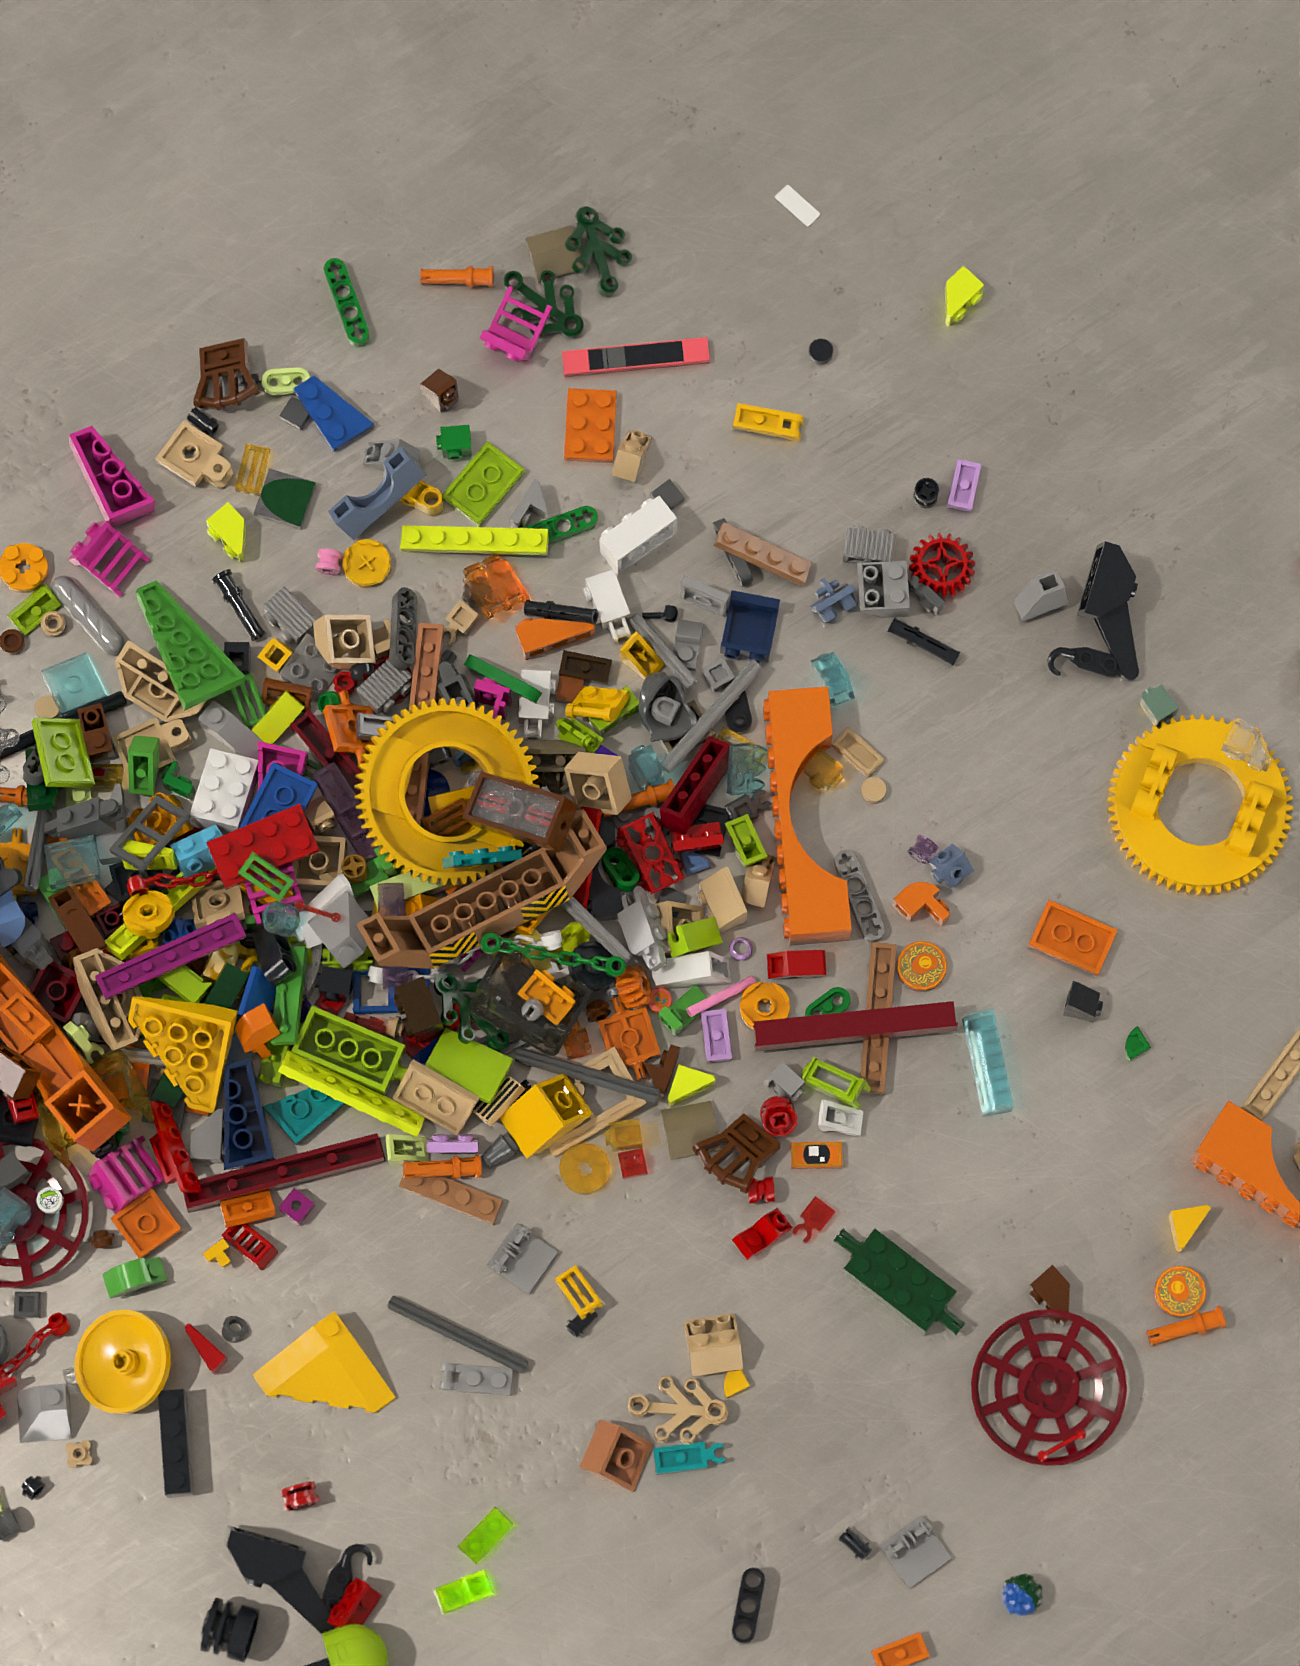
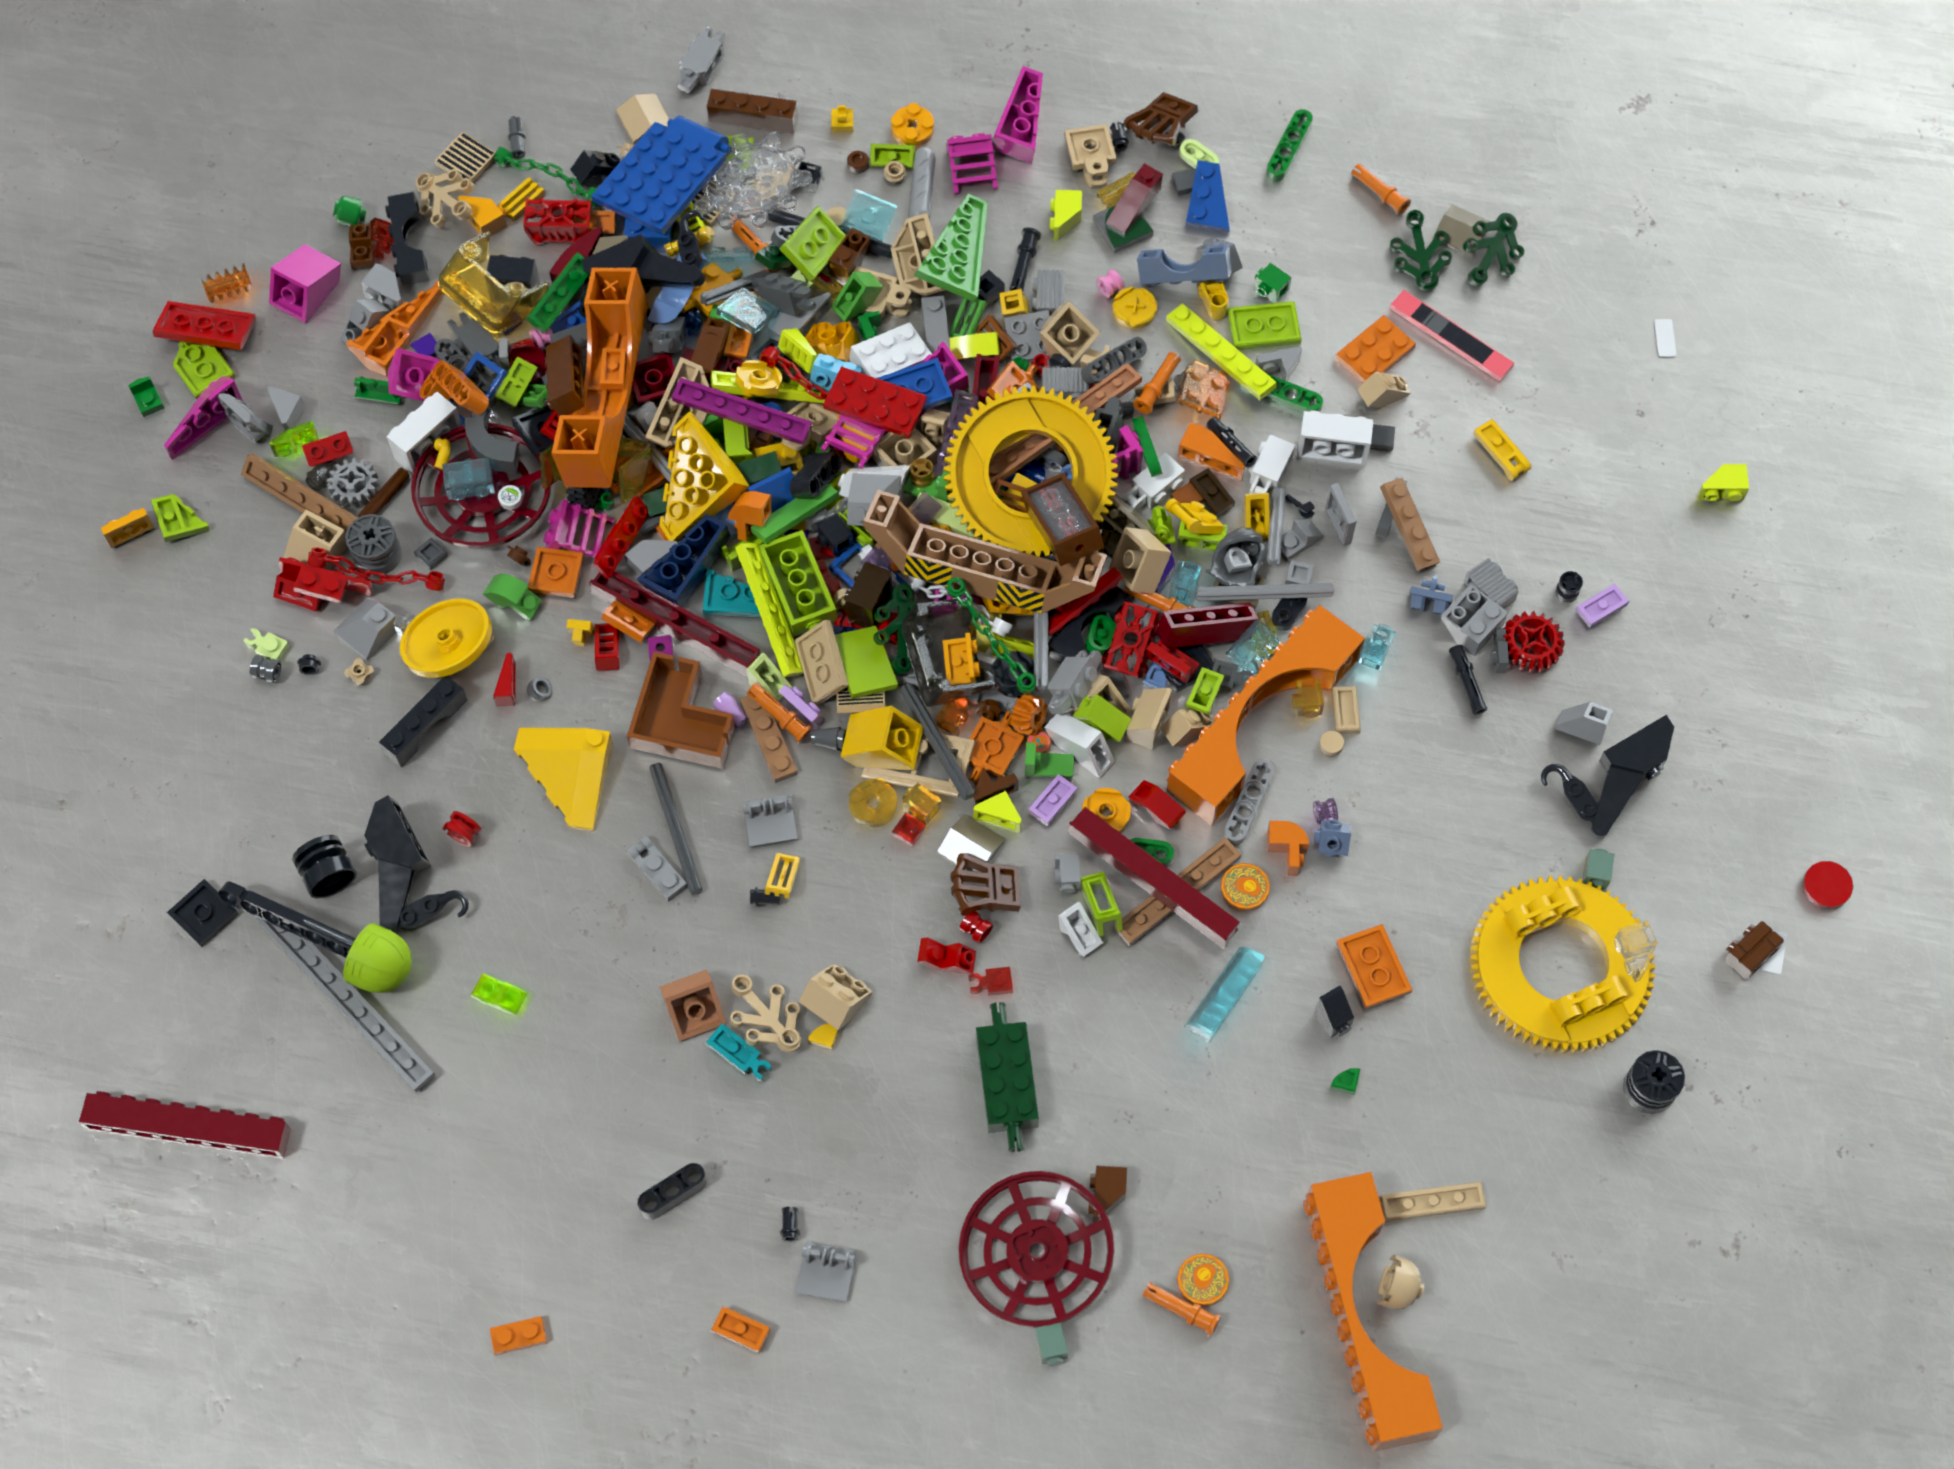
camera: 45 degrees right, 10 degrees down
(80, 1037) = (634, 411): yellowish green plate -> none
(137, 825) = (812, 324): dark grey window -> none
(248, 864) = (860, 438): bright green tile -> none
(277, 470) = (1136, 198): none -> slope
(281, 918) = (838, 455): clear light blue head -> none
(282, 989) = (794, 502): bright green hinge -> none
(335, 917) = (859, 459): clear red hinge -> none
(355, 1604) = (420, 932): red bracket -> none
(367, 1259) = (670, 723): none -> dark orange piece
(399, 1201) = (728, 704): none -> lavender cone
(440, 390) = (1294, 244): reddish brown slope -> none
(458, 625) = (1153, 390): none -> orange pin
(481, 857) = (1007, 530): teal wing -> none
(485, 1535) = (552, 974): clear neon green slope -> none
(513, 343) = (1374, 255): dark pink plate -> none
(536, 1005) = (941, 659): light grey hinge -> none
(720, 996) = (1081, 776): bright pink bar -> none
(742, 940) = (1130, 754): lavender piece -> none
(749, 626) = (1354, 564): dark blue panel -> none
(779, 1116) = (1038, 888): red wheel -> none
(816, 1155) = (1039, 941): tile -> none
(820, 351) = (1586, 438): black tile -> none
(1022, 1594) = (866, 1373): piece -> none
(1042, 1455) = (983, 1292): red hinge -> none
(1125, 1444) = (1051, 1344): none -> sand green brick
(1185, 1222) = (1256, 1236): yellow slope -> none

